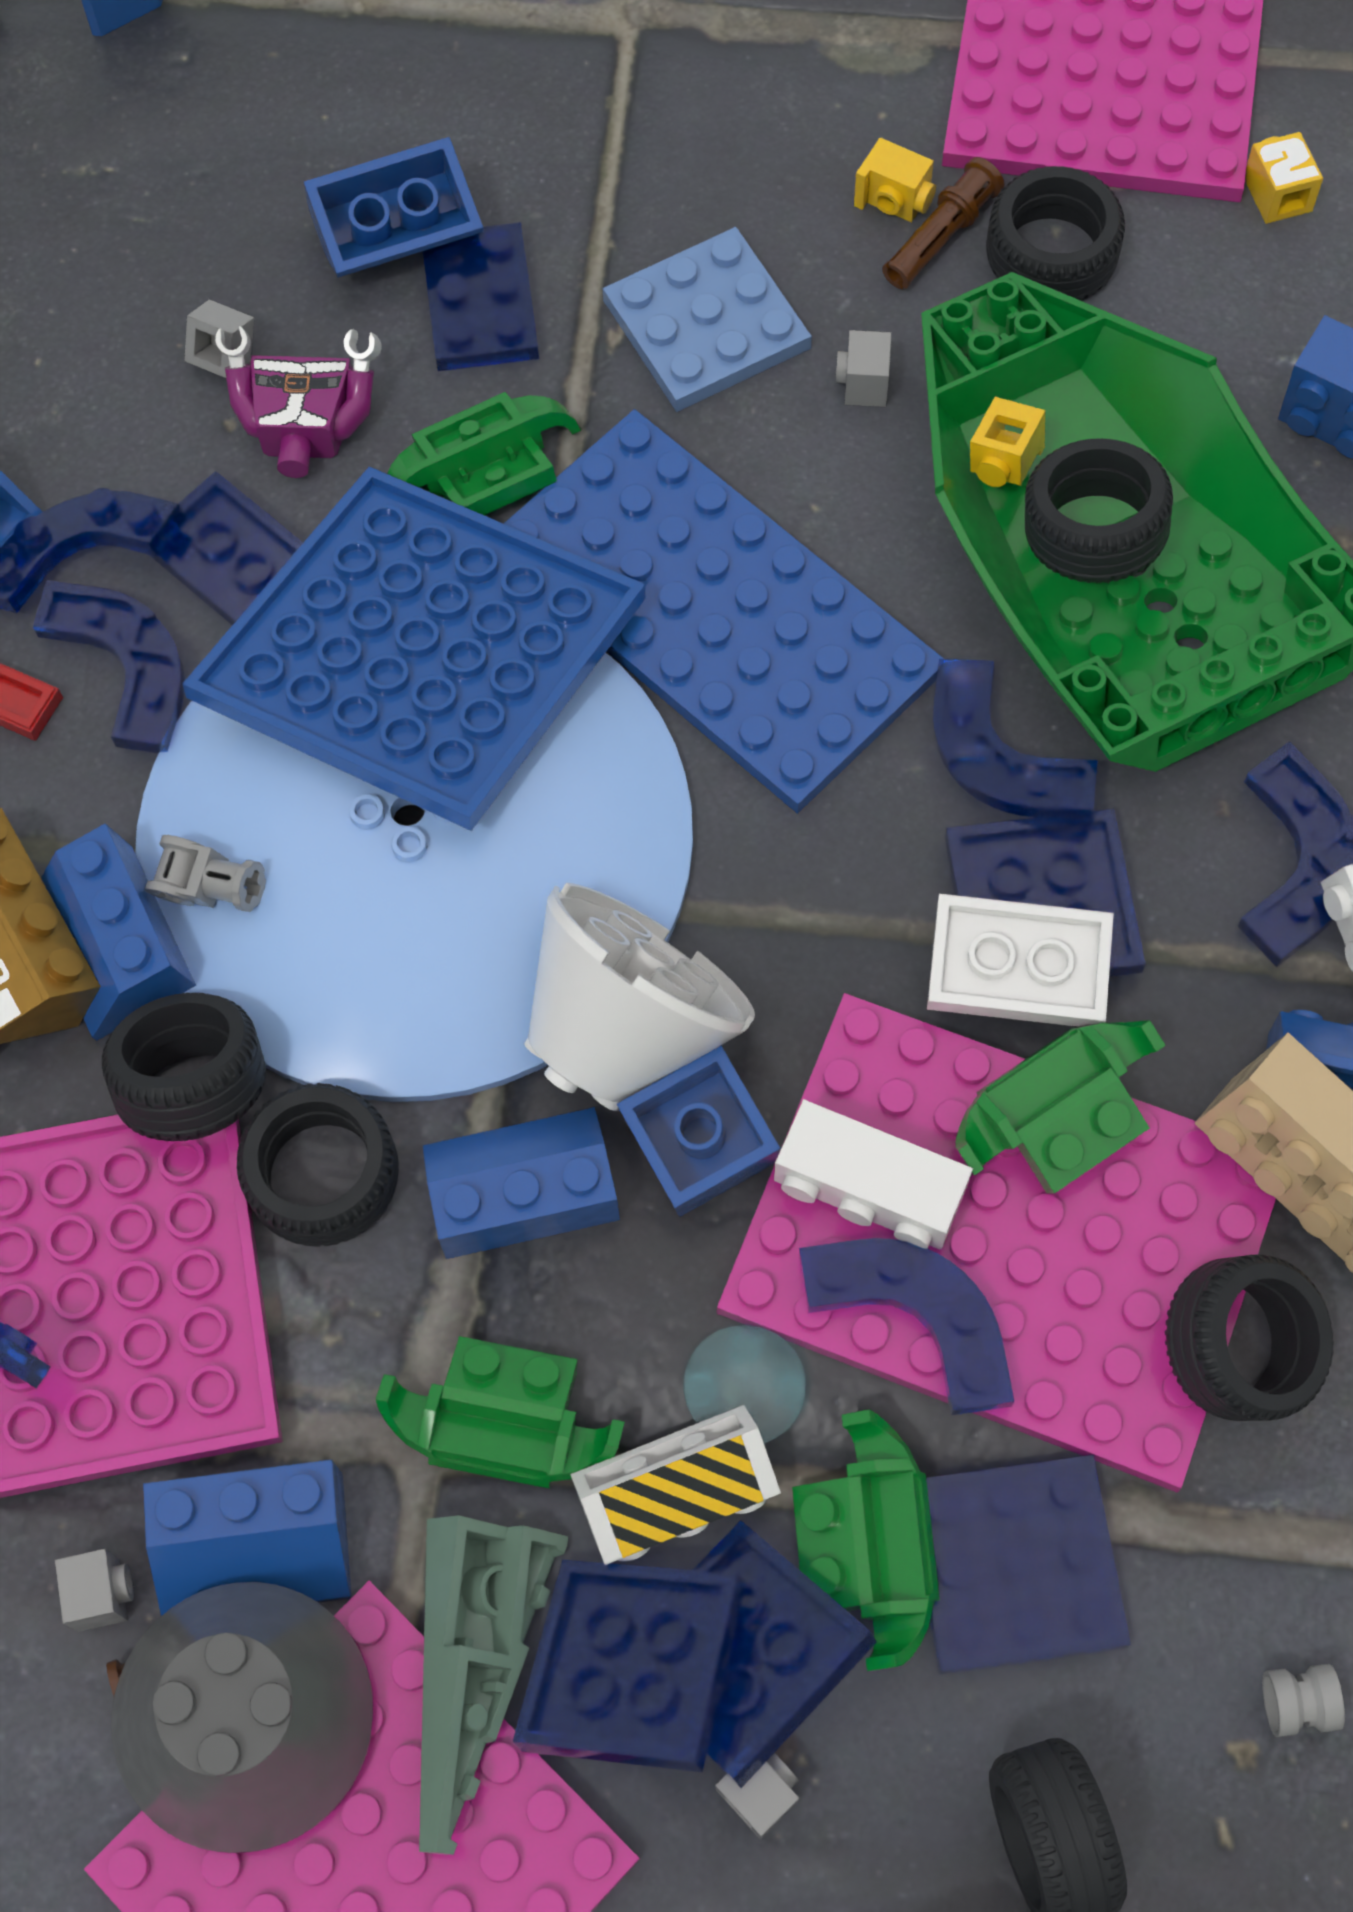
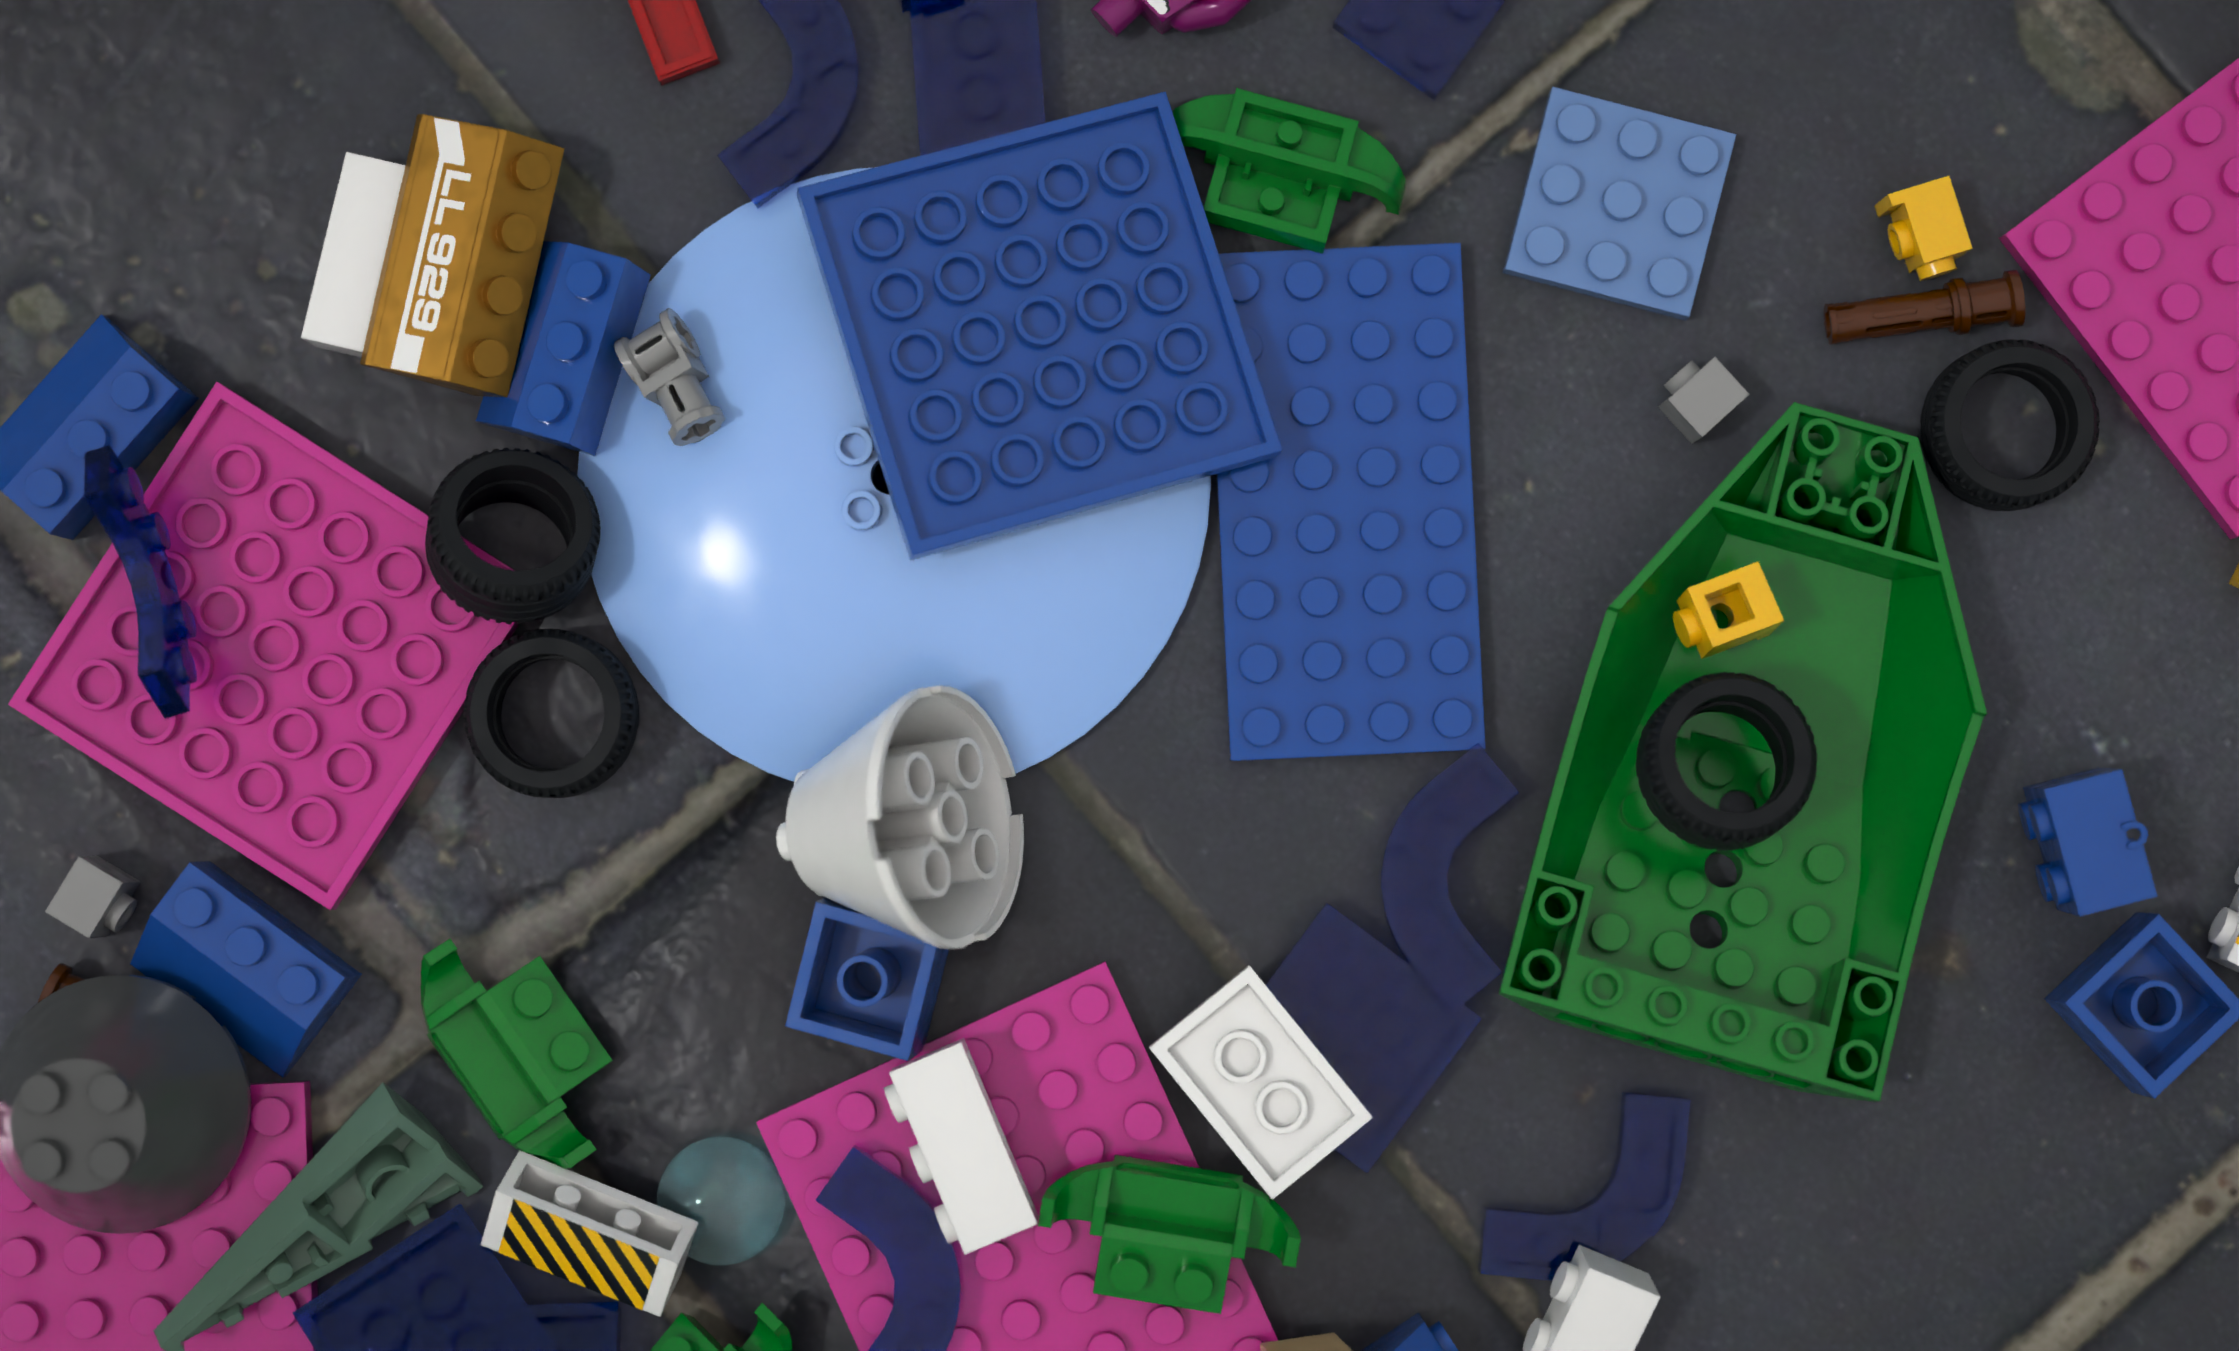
camera: 40 degrees right, 20 degrees up
(520, 1183) = (697, 872): blue slope -> none

